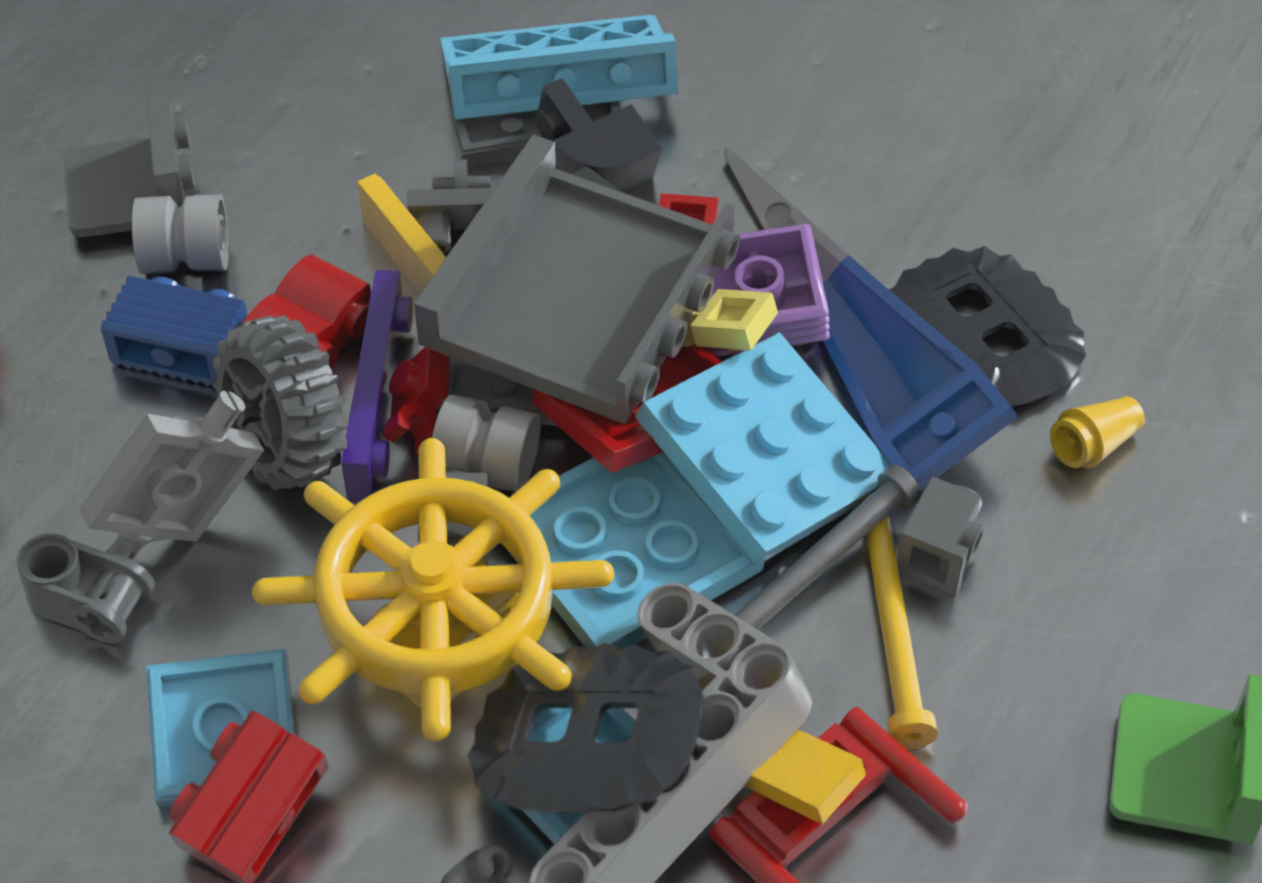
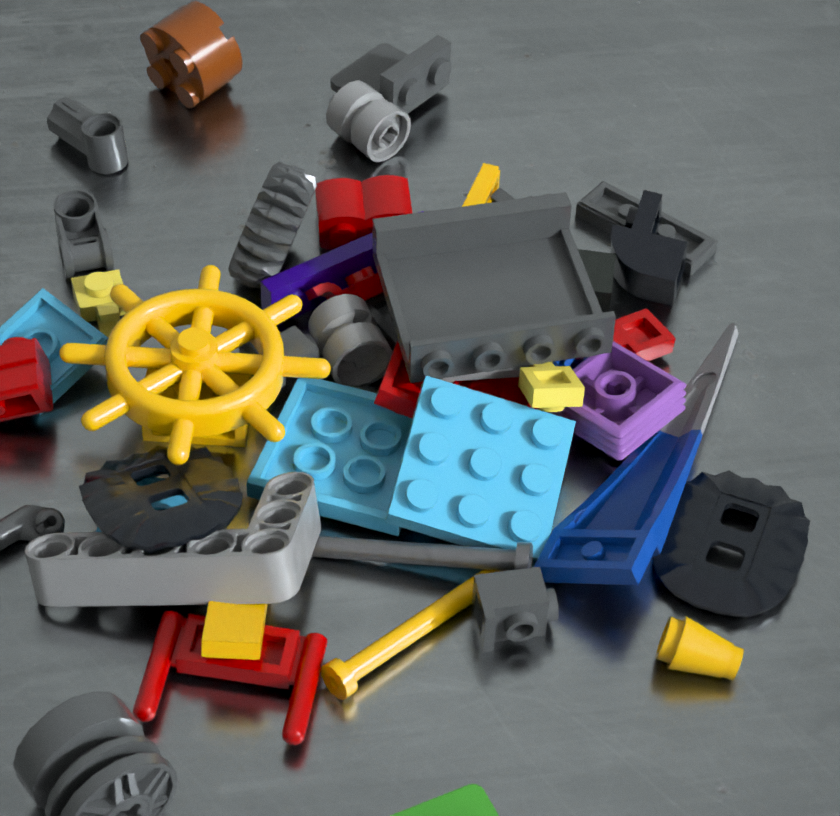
camera: 50 degrees right, 5 degrees down
(170, 327) = (300, 145): blue brick -> none
(172, 477) = (166, 213): light grey plate -> none
(191, 624) = (94, 299): none -> light yellow plate
(595, 58) = (700, 200): medium azure fence -> none

